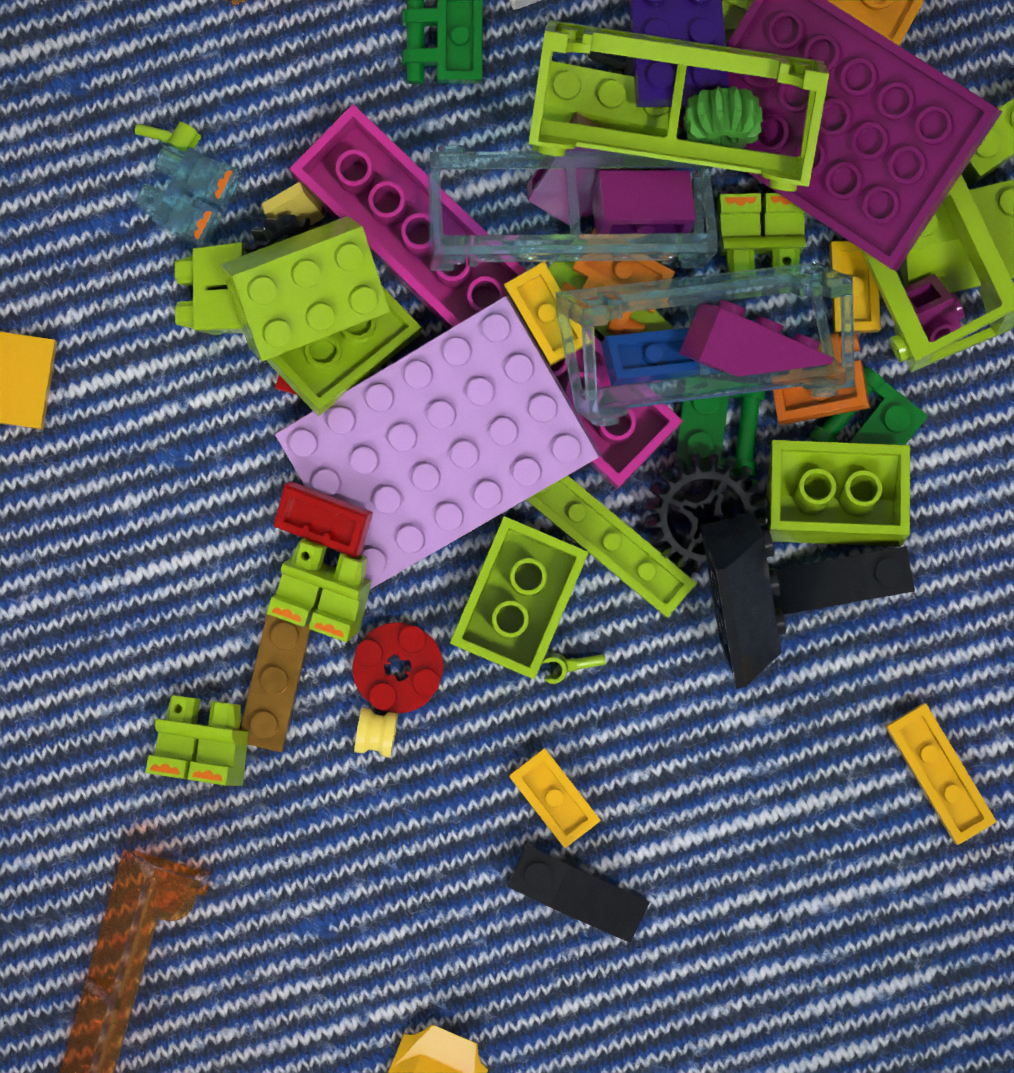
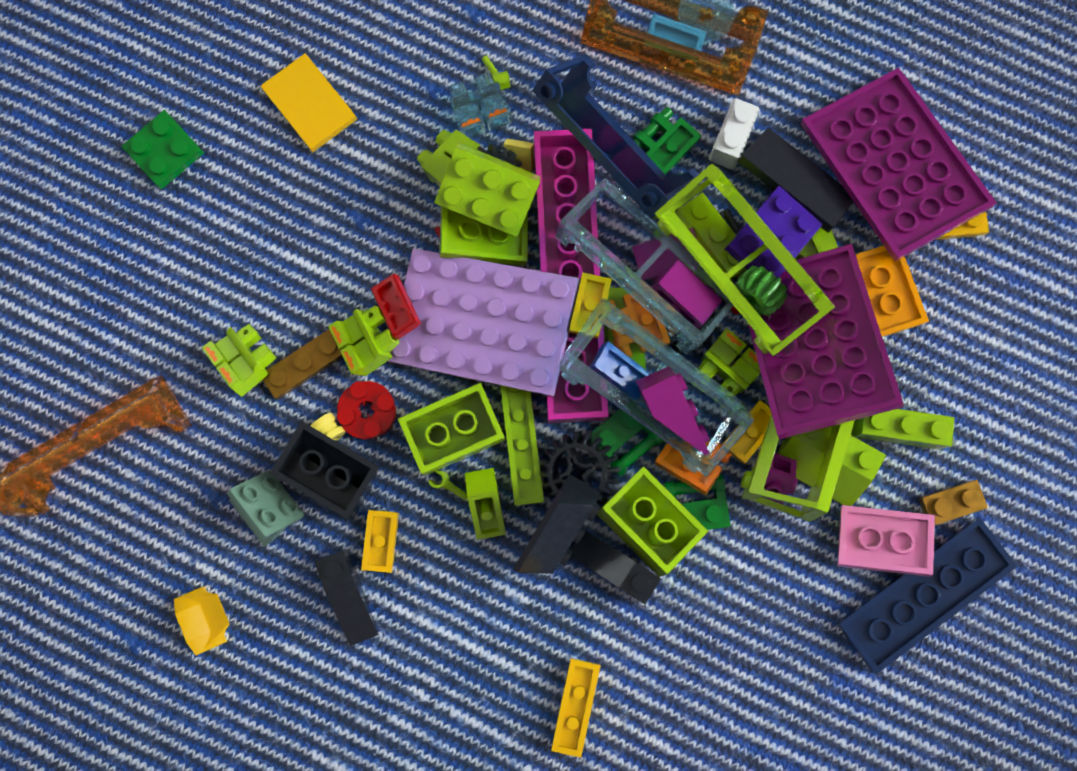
camera: 40 degrees right, 5 degrees down
(292, 81) = (609, 144): none -> dark blue windscreen
(390, 881) = (265, 506): none -> sand green bracket
(422, 776) = (326, 471): none -> black slope
(632, 646) = (484, 503): none -> lime slope

